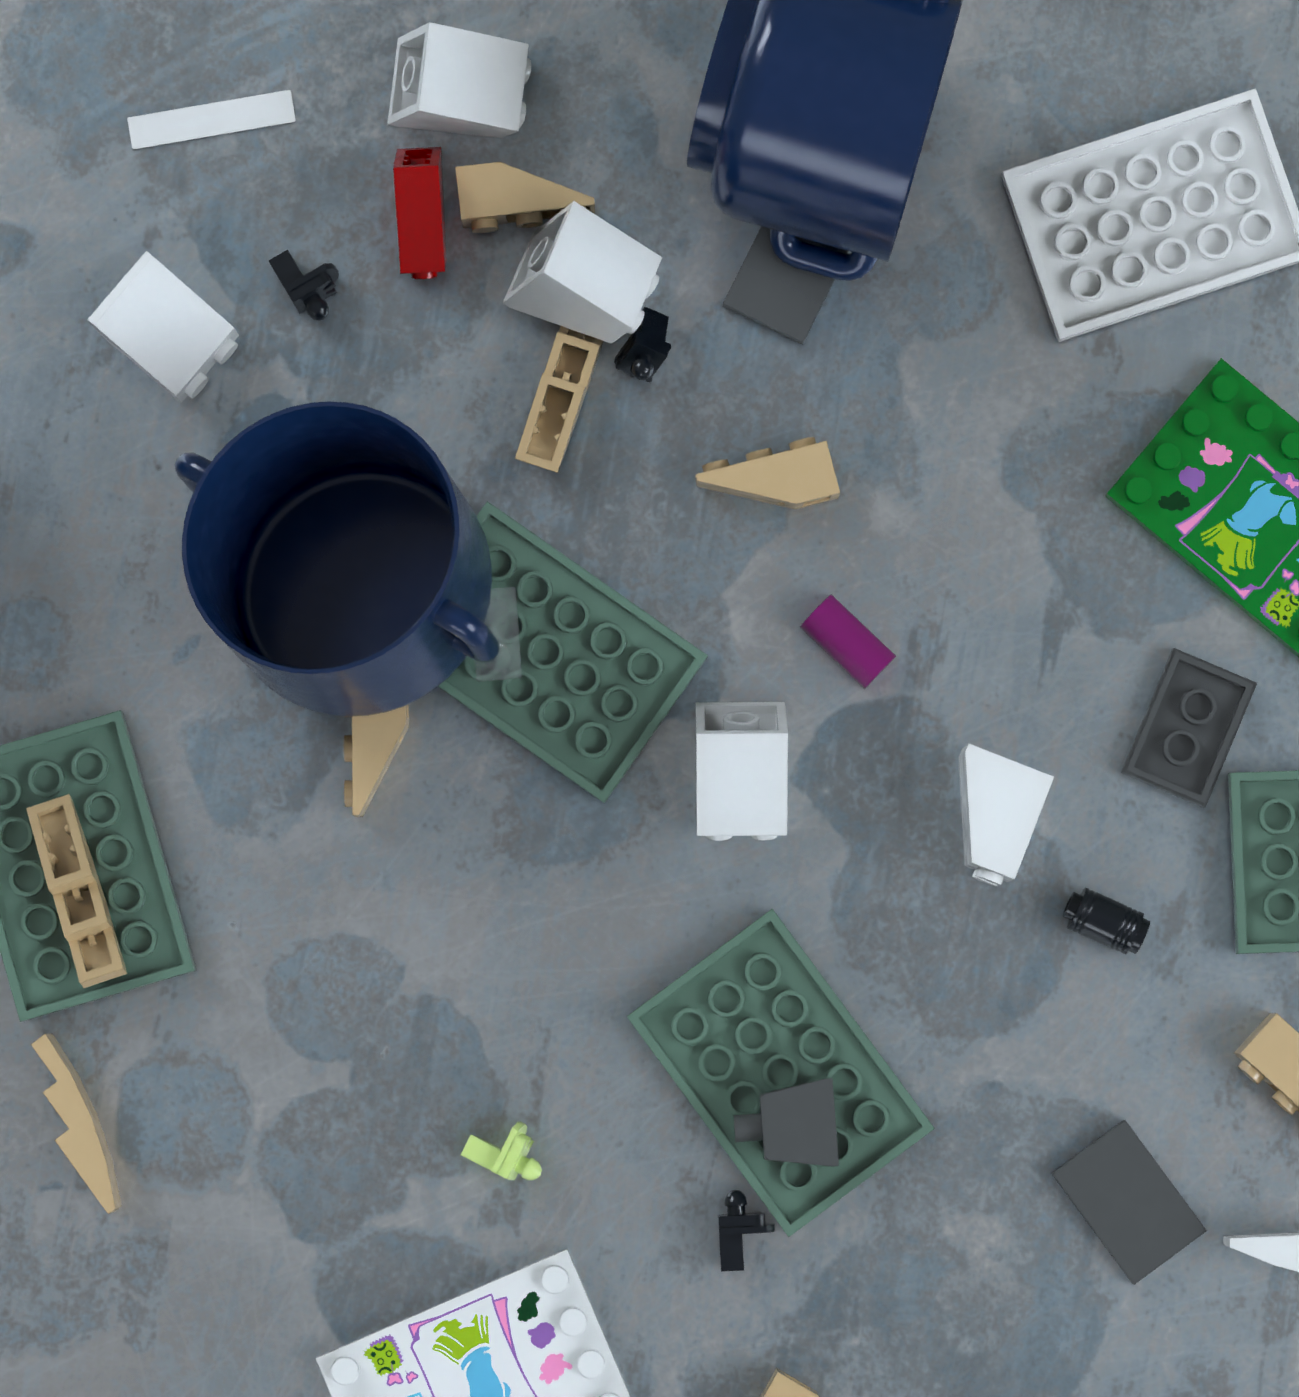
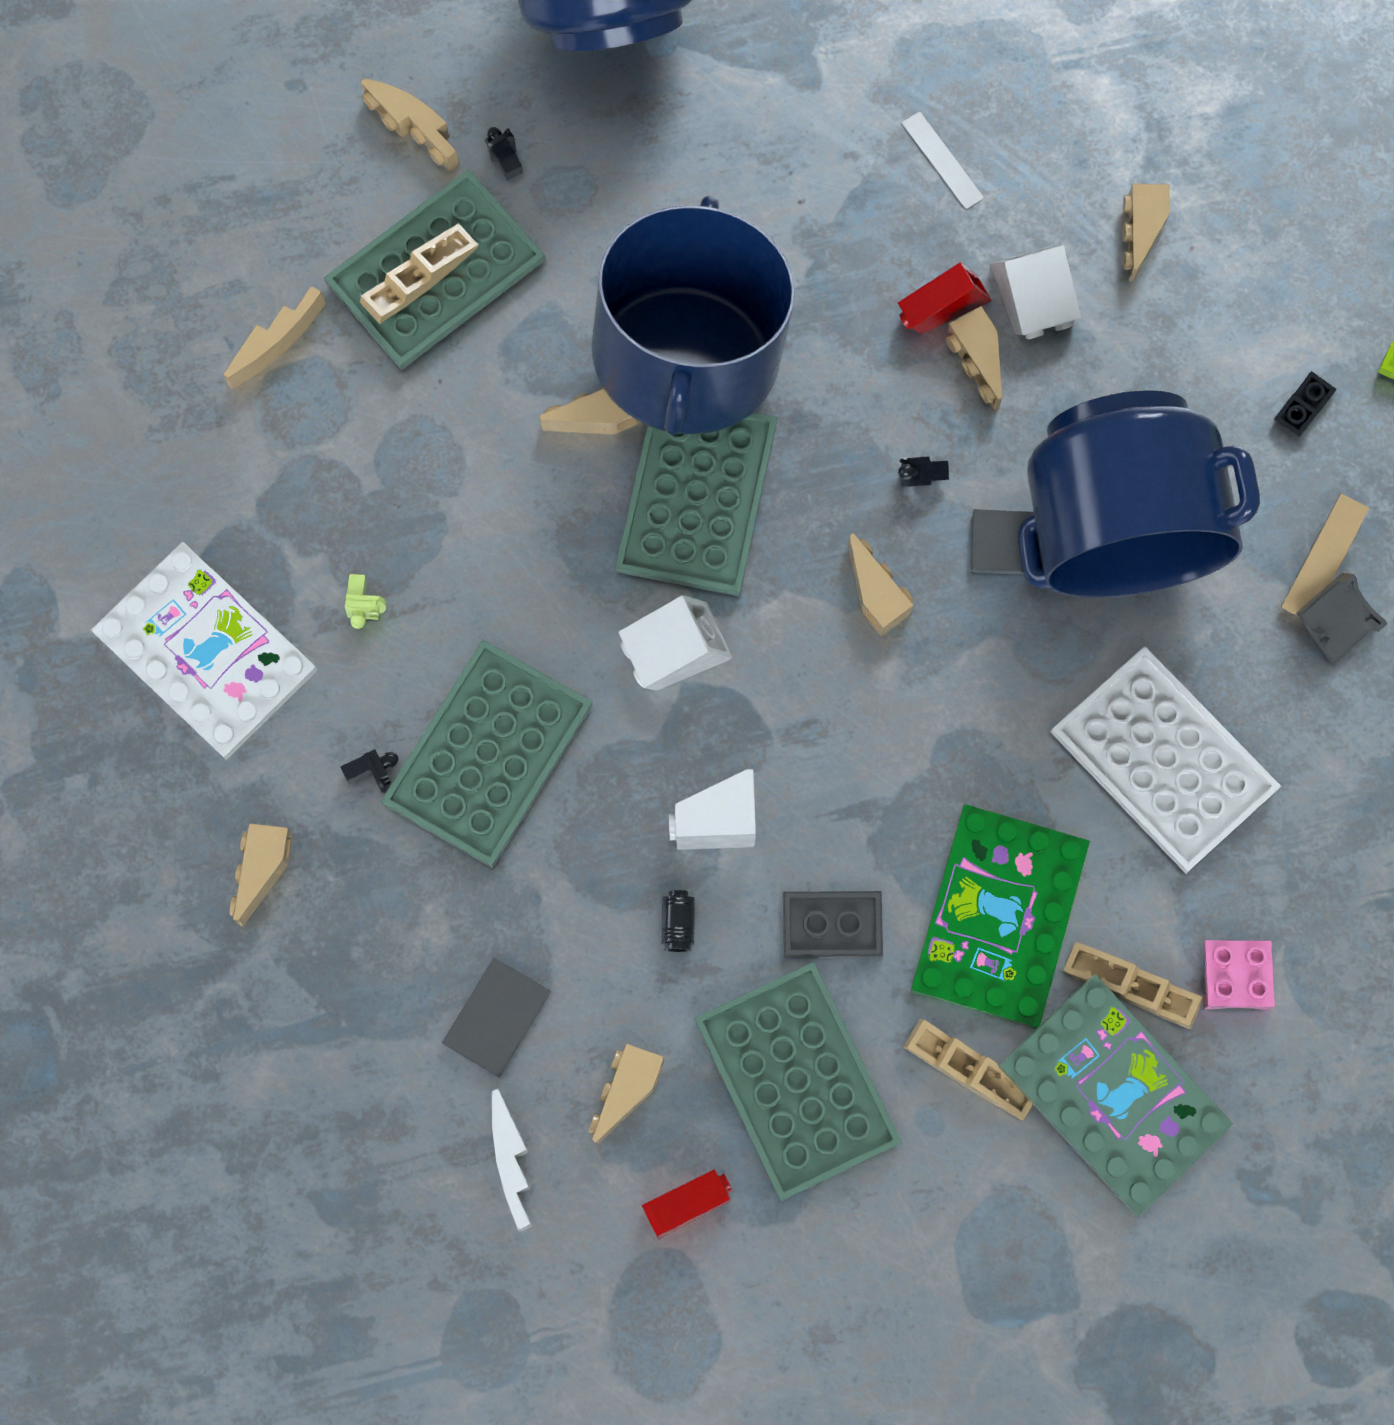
camera: 65 degrees right, 10 degrees down
(164, 328) = (796, 178): white slope -> none
(306, 291) = (862, 256): black piece -> none
(503, 623) = (692, 454): clear plate -> none
(559, 399) = (877, 433): tan slope -> none
(584, 276) = (949, 413): white slope -> none
(794, 1124) = (455, 770): dark grey torso -> none
(847, 641) = (790, 678): magenta brick -> none

